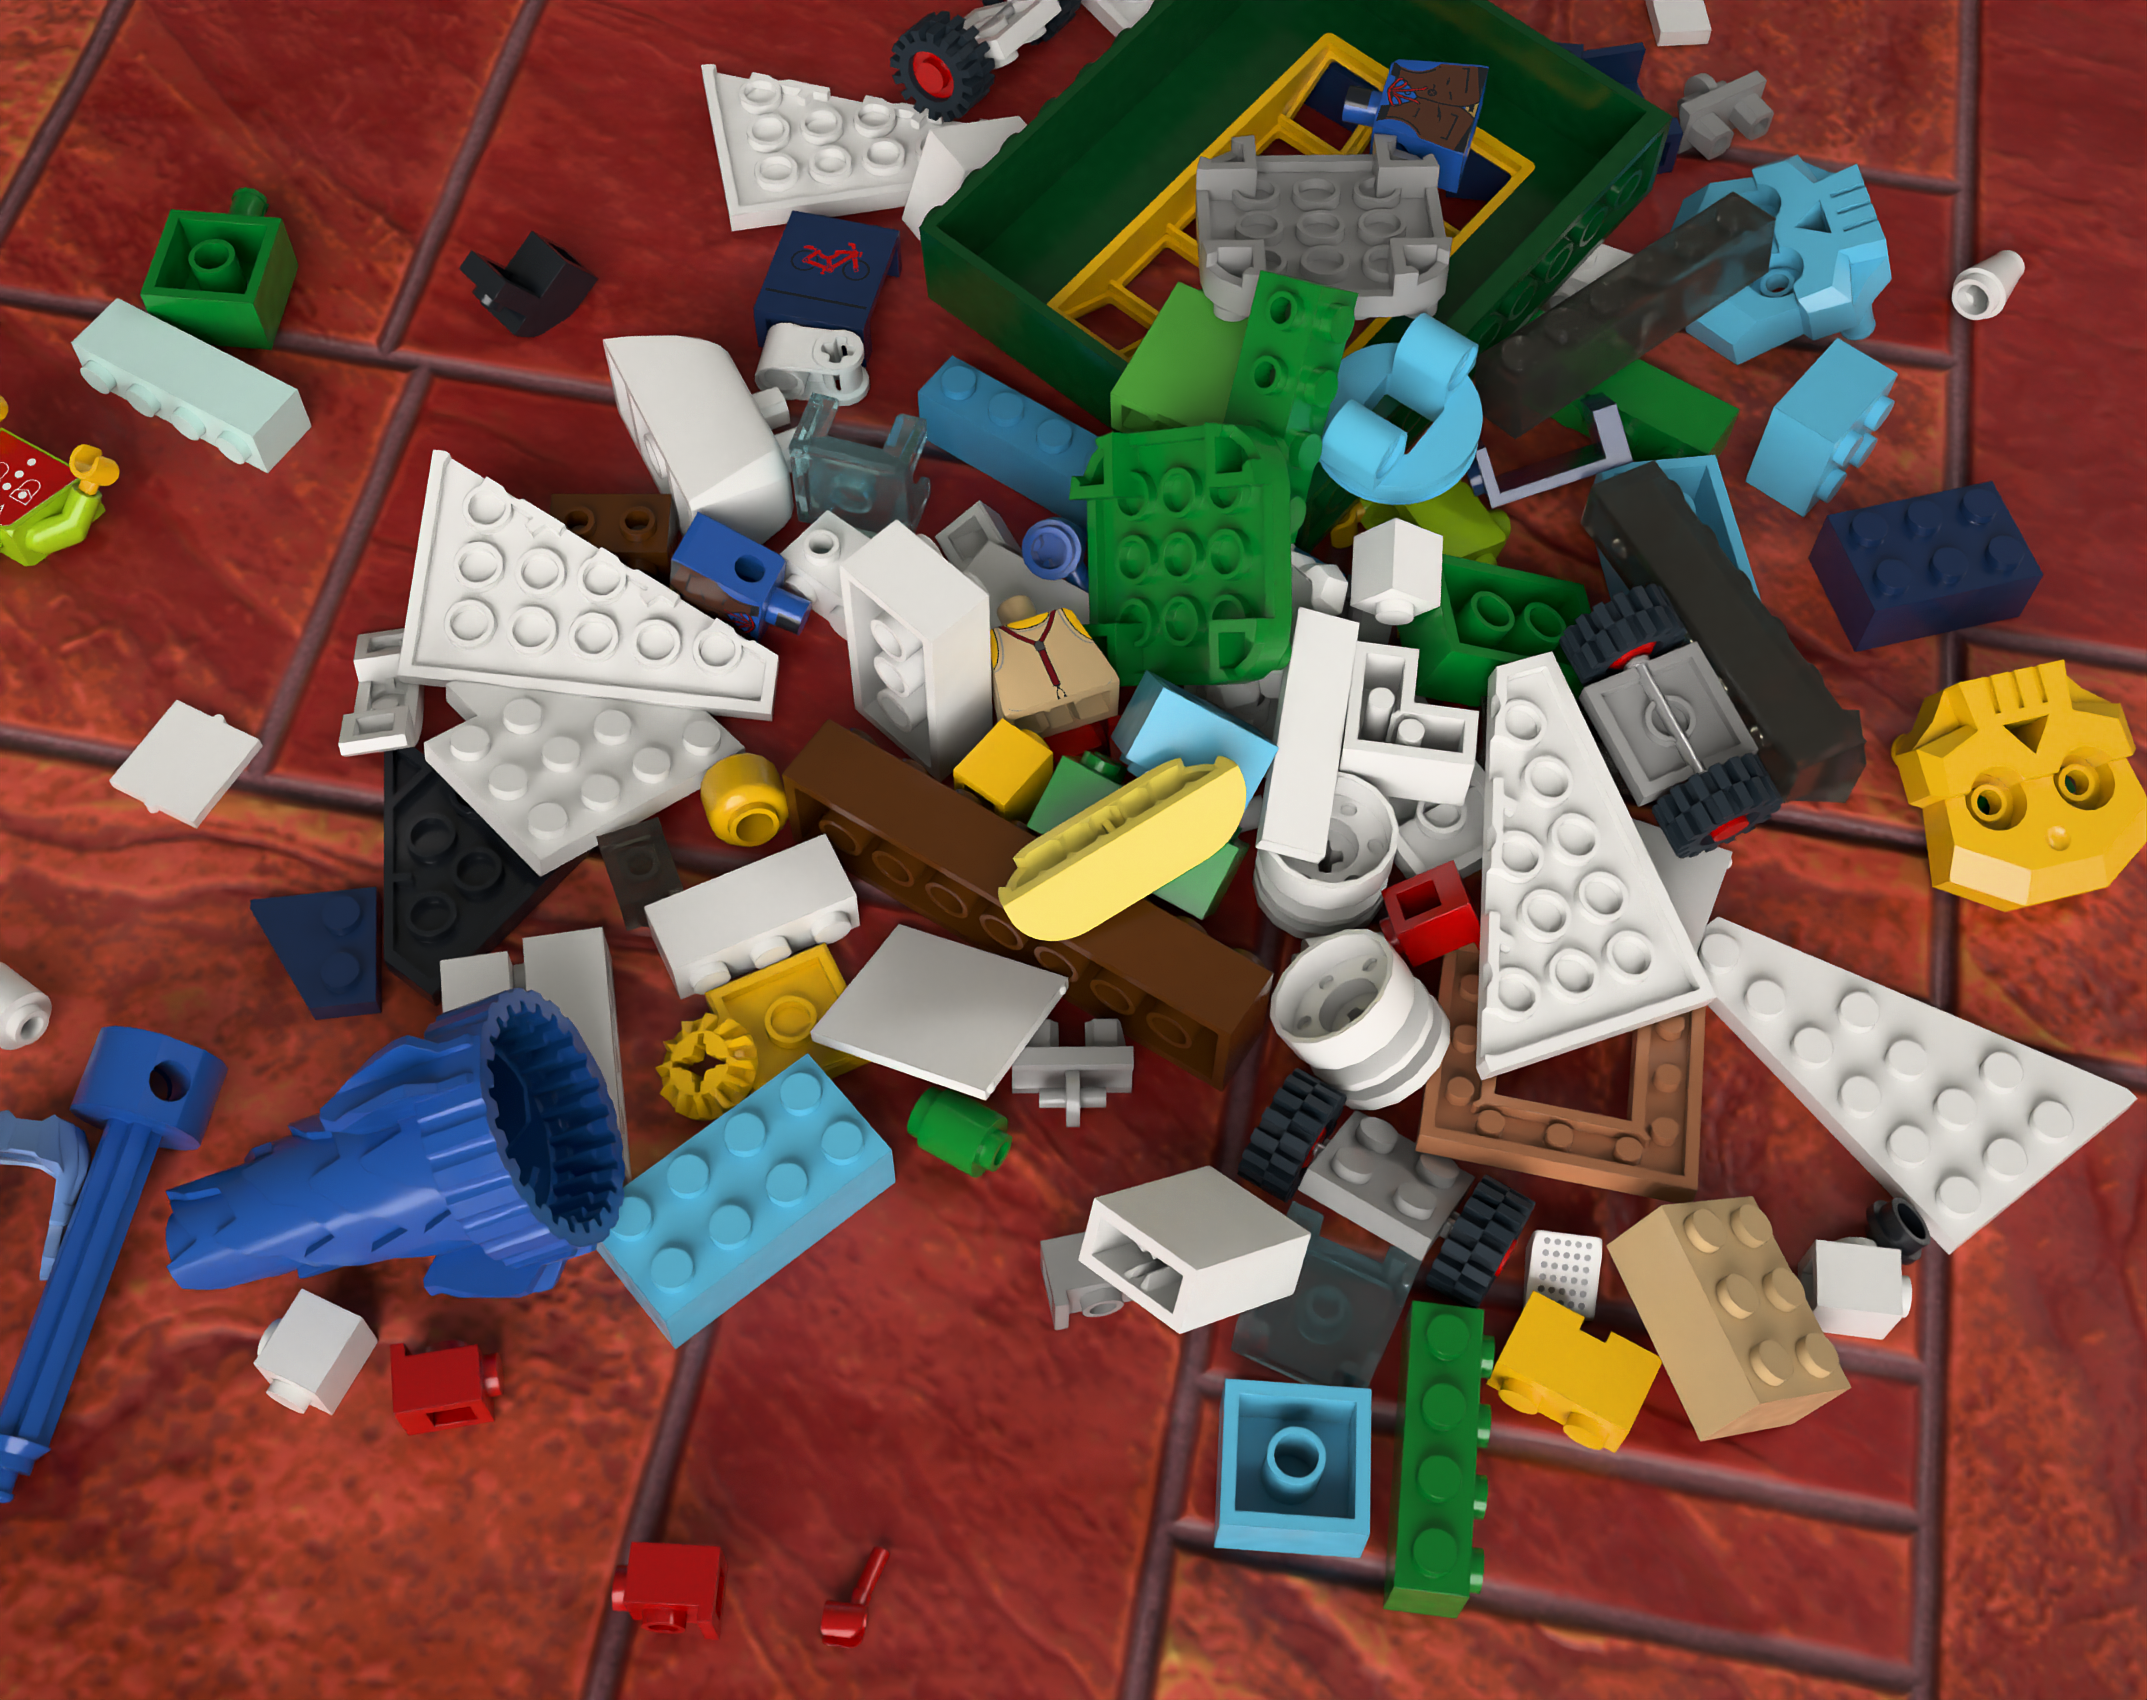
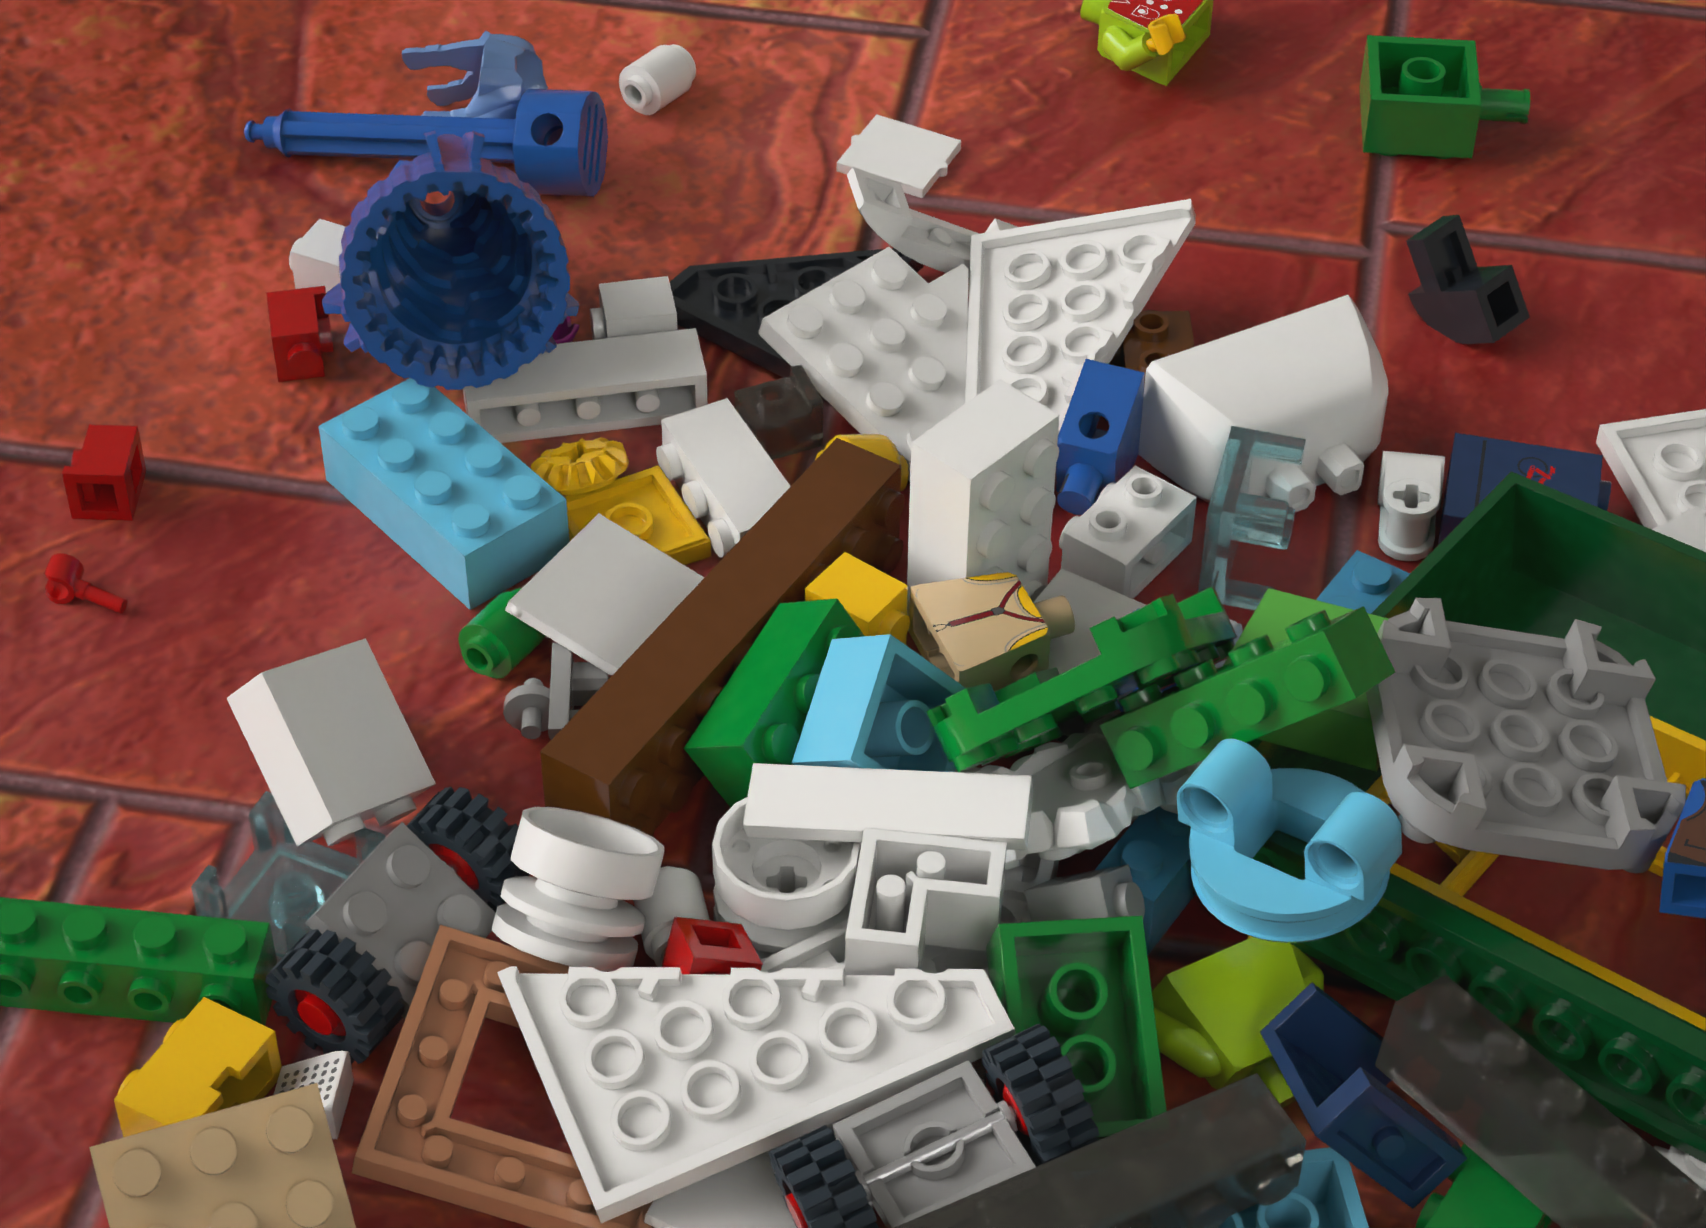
camera: 90 degrees right, 15 degrees down
(191, 385) = (1295, 104): light aqua brick -> none
(329, 947) = (713, 237): dark blue wing -> none
(1123, 848) = (722, 636): light yellow brick -> none
(1293, 1468) = (129, 839): medium azure brick -> none
(1396, 571) = (1103, 880): white brick -> none

